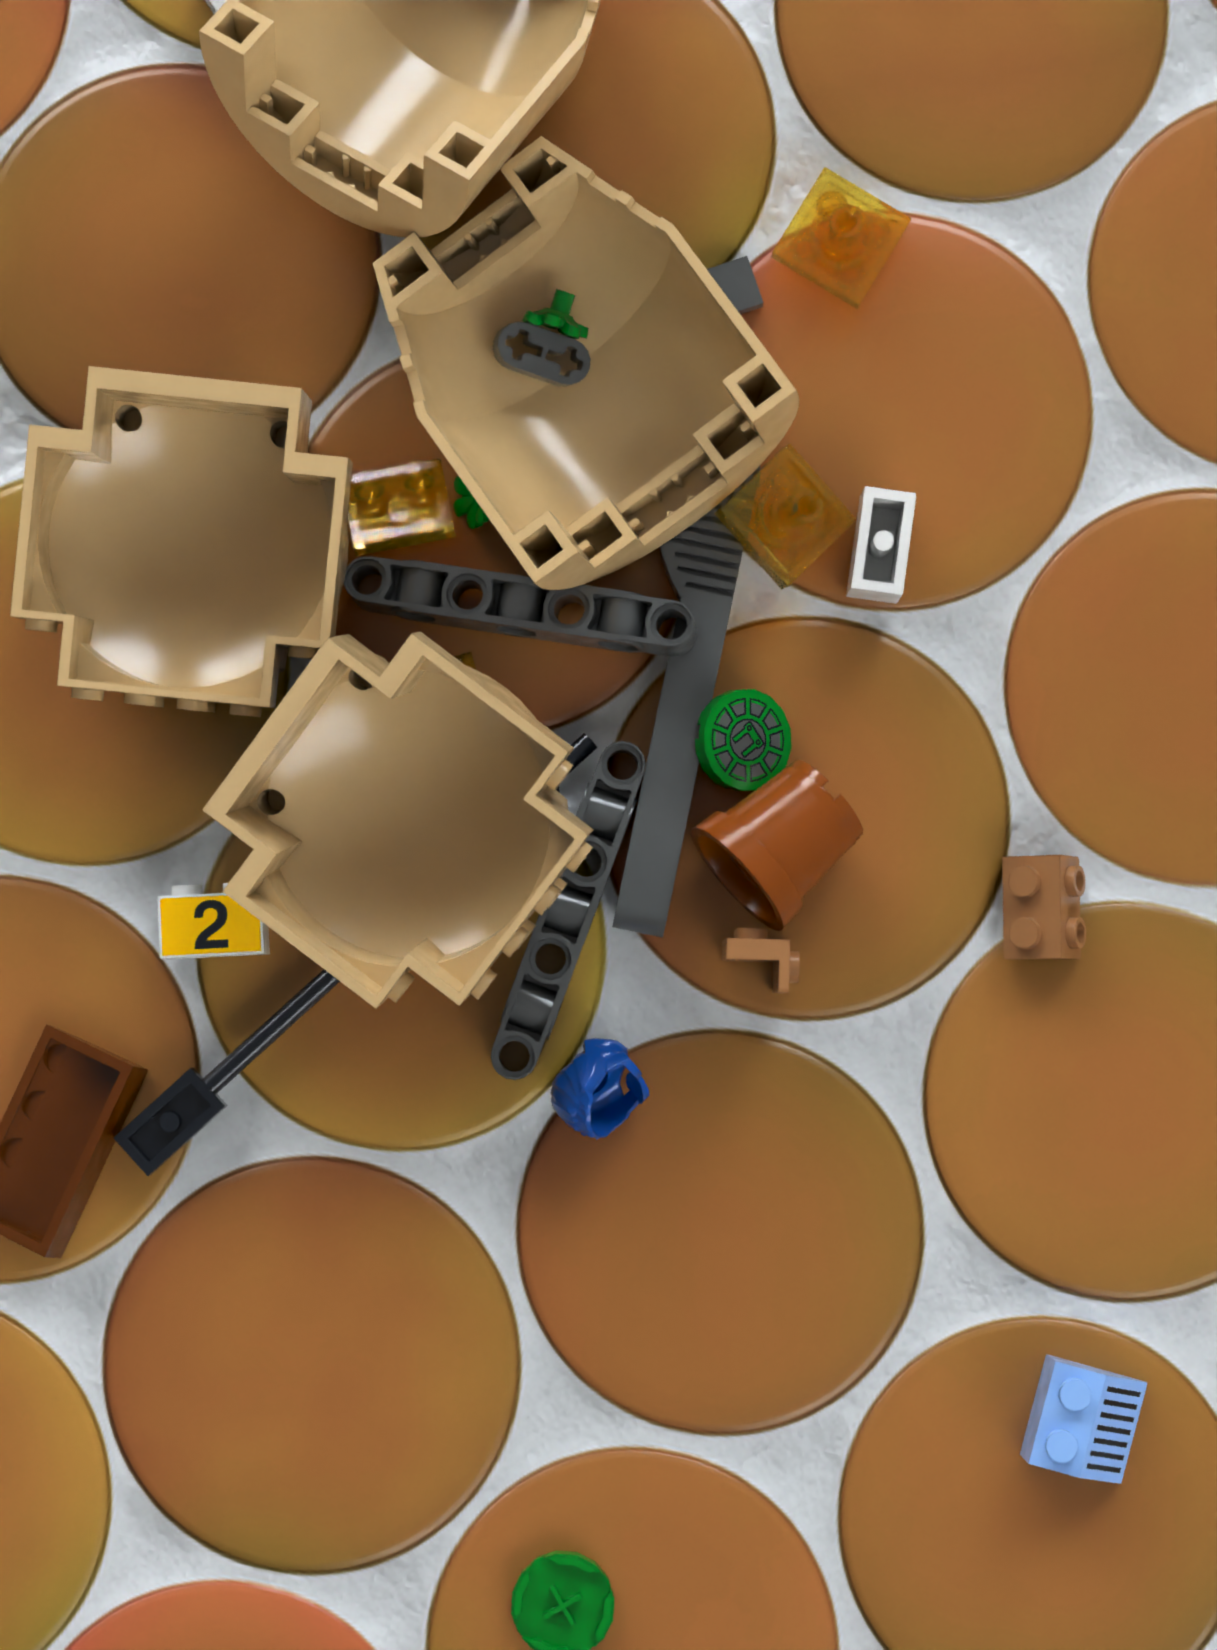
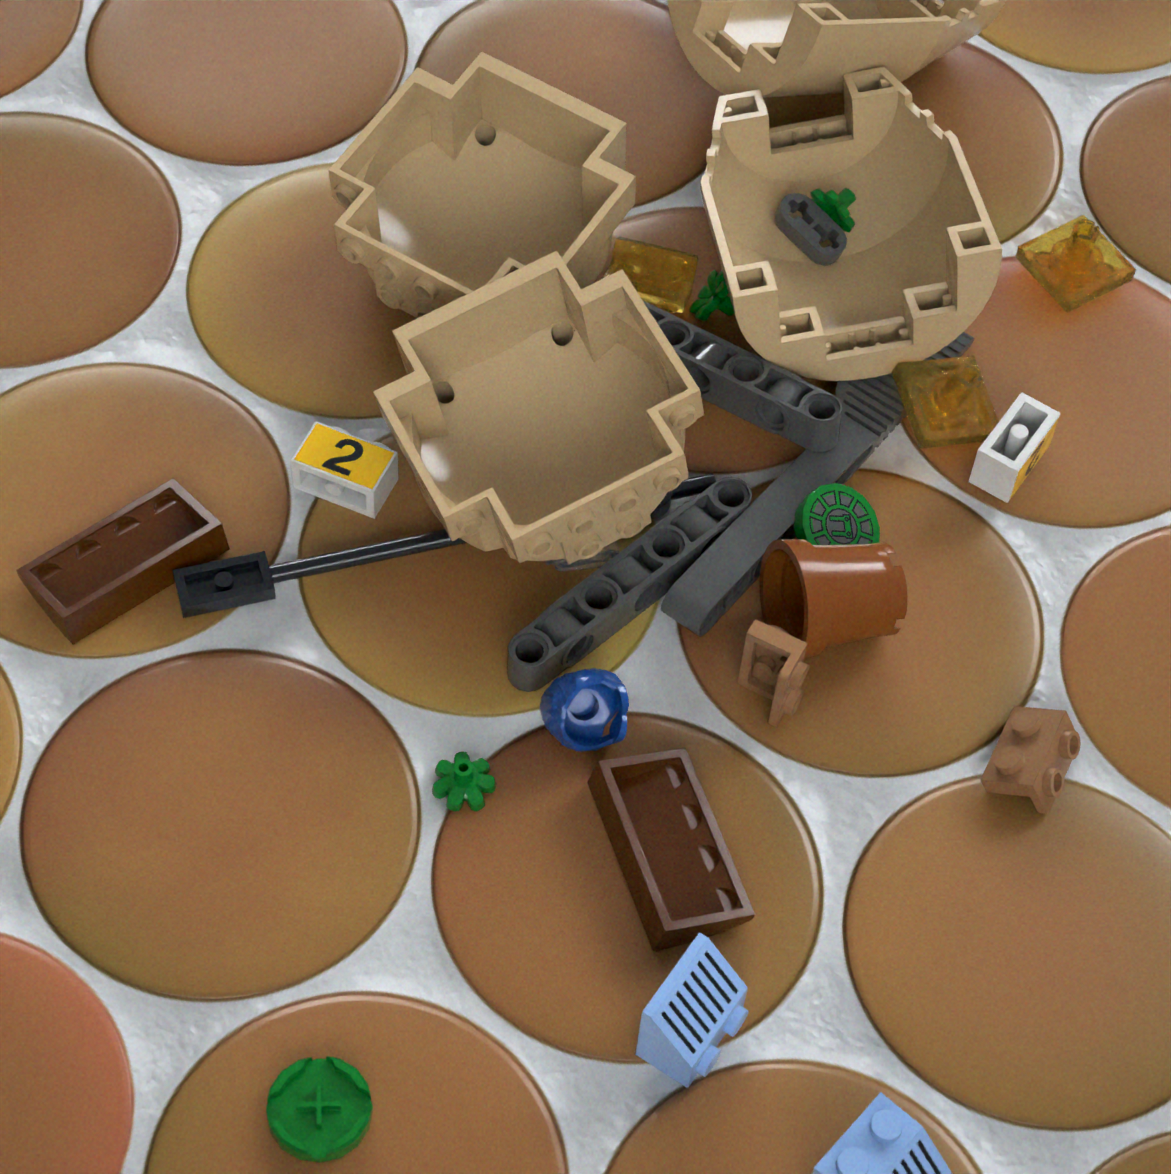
camera: 25 degrees right, 30 degrees down
(517, 1200) = (463, 782): none -> green plant
(745, 1184) = (669, 847): none -> reddish brown slope
(852, 1361) = (692, 1014): none -> light blue slope

